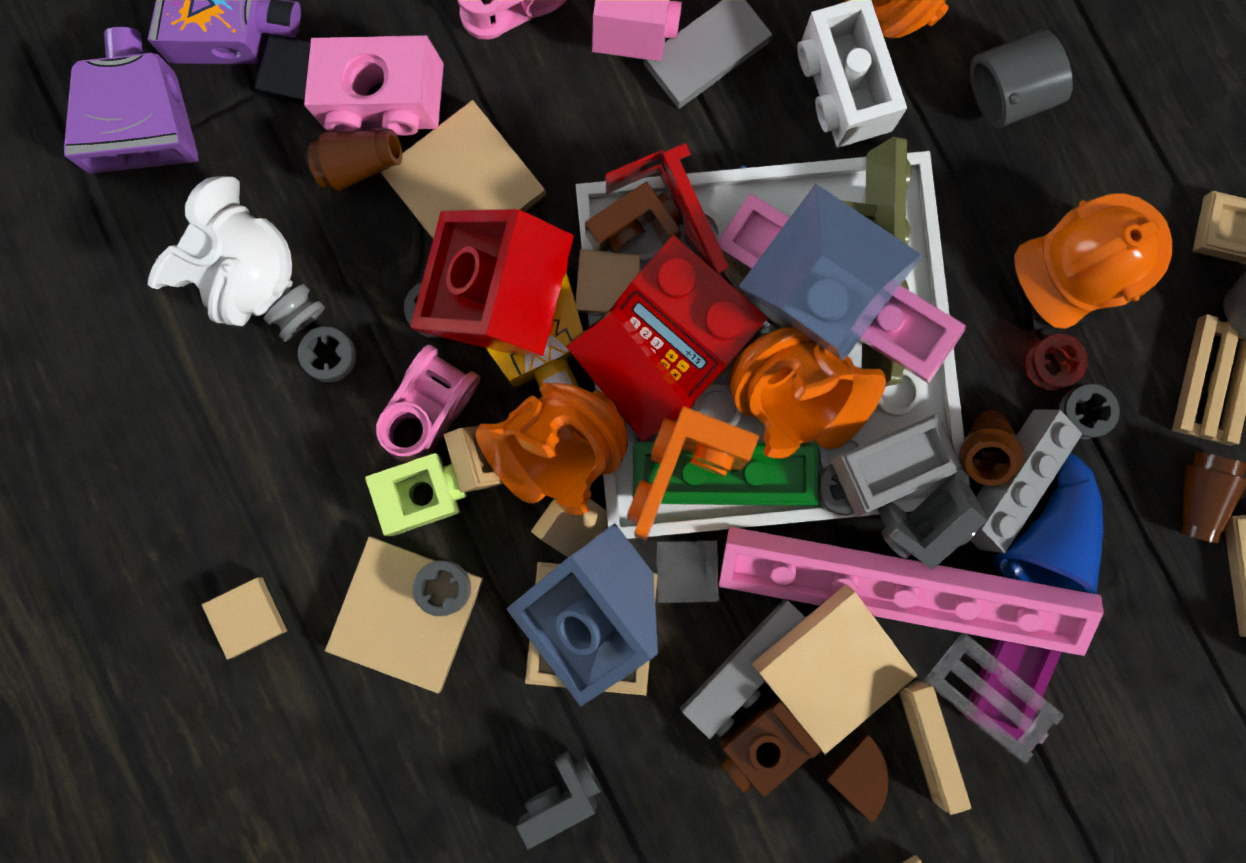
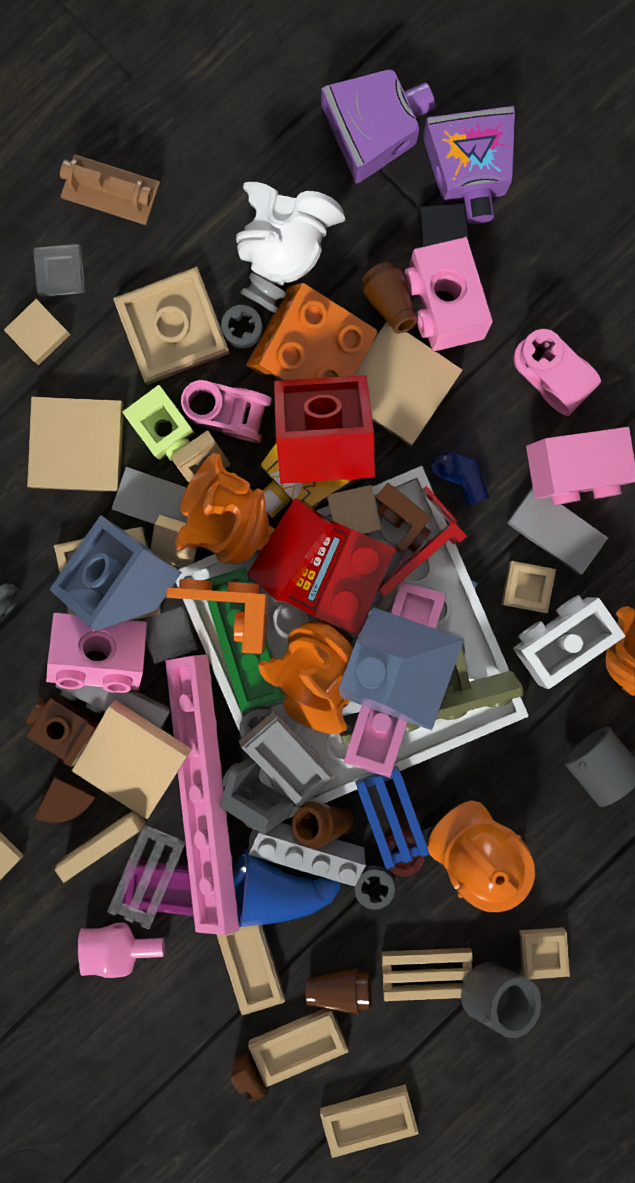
camera: 75 degrees right, 5 degrees up
(95, 467) = (108, 189): none -> medium nougat hinge
(175, 564) = (59, 270): none -> clear tile
(295, 443) = (171, 325): none -> tan tile
(370, 271) = (311, 338): none -> orange bracket
(451, 604) = (108, 454): dark grey bush -> none
(504, 540) = (148, 497): none -> light grey tile
(598, 140) = (462, 471): none -> clear blue arm
(685, 633) = (120, 643): none -> bright pink brick
(766, 105) = (528, 587): none -> tan tile
(1057, 355) = (404, 853): none -> blue tile
(1074, 774) = (113, 950): none -> bright pink piece
(1152, 602) = (251, 969): none -> tan tile

